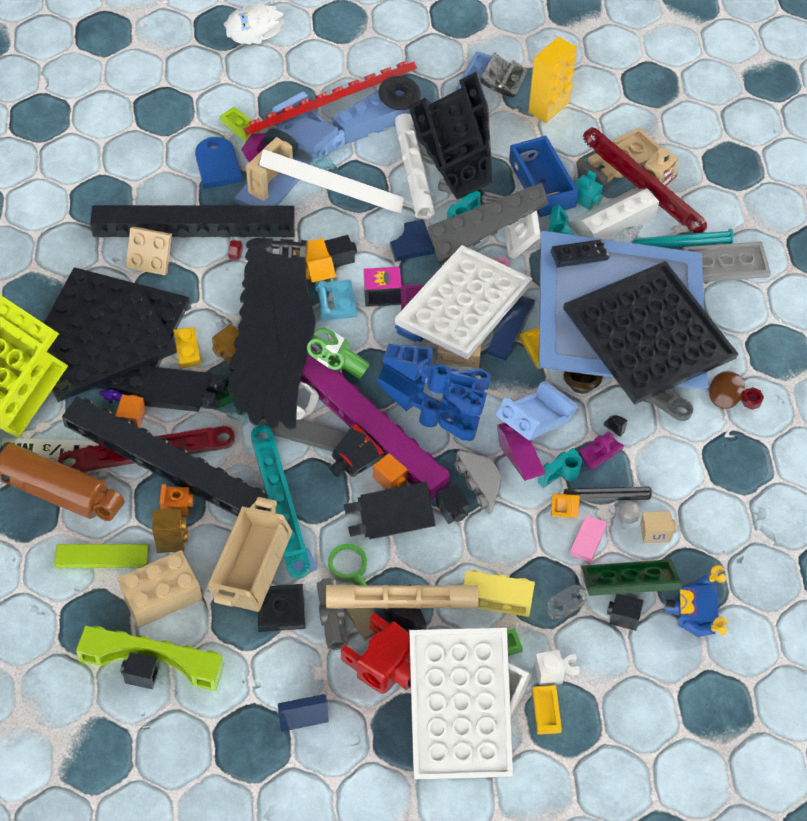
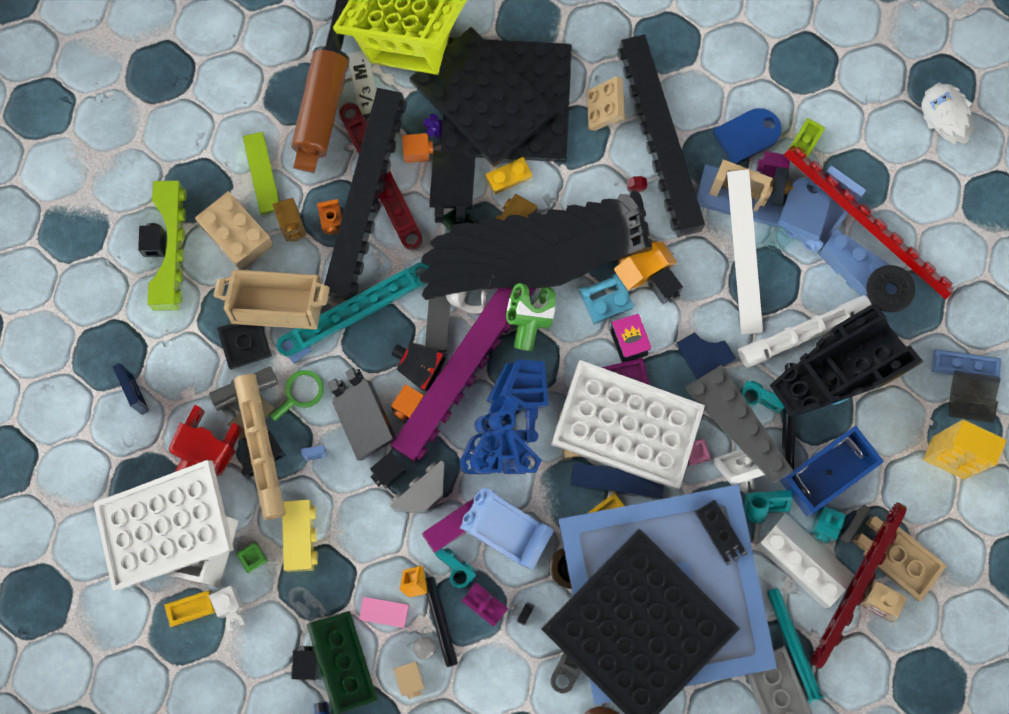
camera: 75 degrees right, 20 degrees up
(417, 563) = (314, 452): none -> medium blue tile

